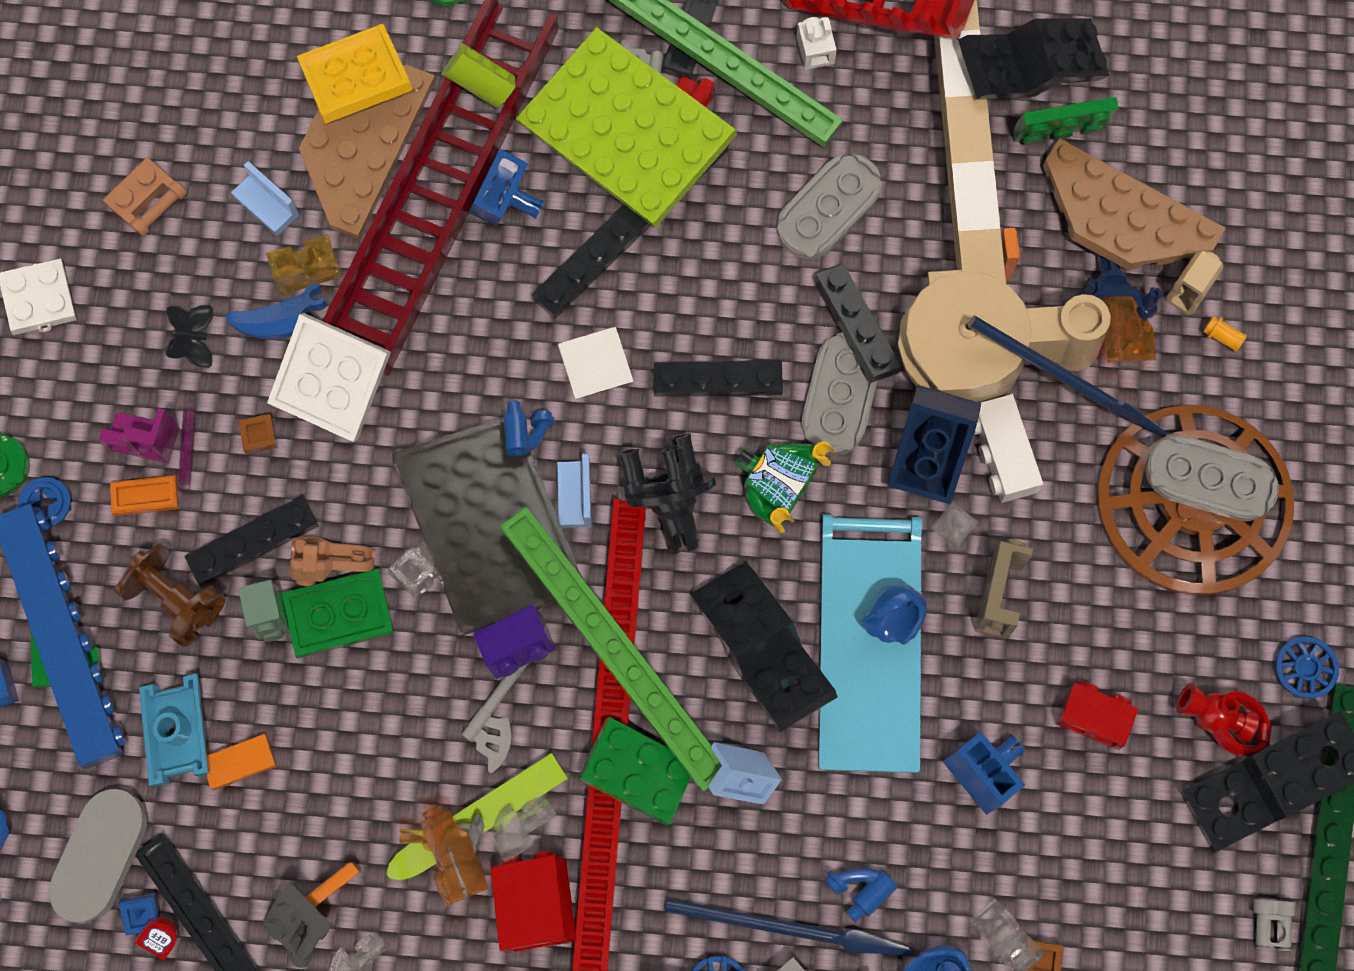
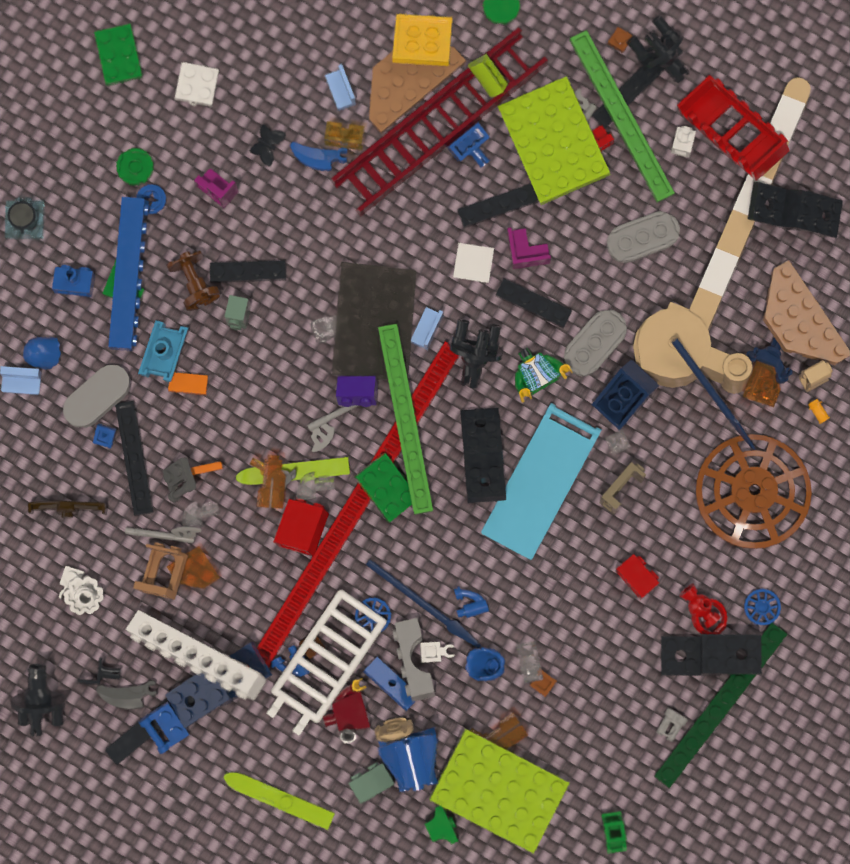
camera: 30 degrees right, 5 degrees up
(138, 191) = (276, 50): nougat plate -> none
(144, 495) = (204, 220): orange tile -> none
(158, 937) = (108, 451): red tile -> none
(186, 447) = (238, 207): magenta piece -> none
(257, 434) = (277, 216): dark orange plate -> none
(315, 558) = (277, 297): nougat piece -> none
(328, 377) = (328, 204): white plate -> none
(337, 613) = (274, 331): green plate -> none
(515, 429) = (410, 284): blue plant -> none
(662, 314) = (524, 255): none -> magenta panel
(743, 774) = (439, 515): light blue panel -> none
(857, 323) = (622, 309): black plate -> none
(895, 614) = (559, 473): blue hair -> none
(986, 770) = (564, 575): blue brick -> none
(1007, 450) = (665, 415): white brick -> none
(1010, 251) = (721, 311): orange tile -> none
(1064, 120) = (794, 253): green plate -> none
(1212, 478) = (763, 484): light grey tile -> none

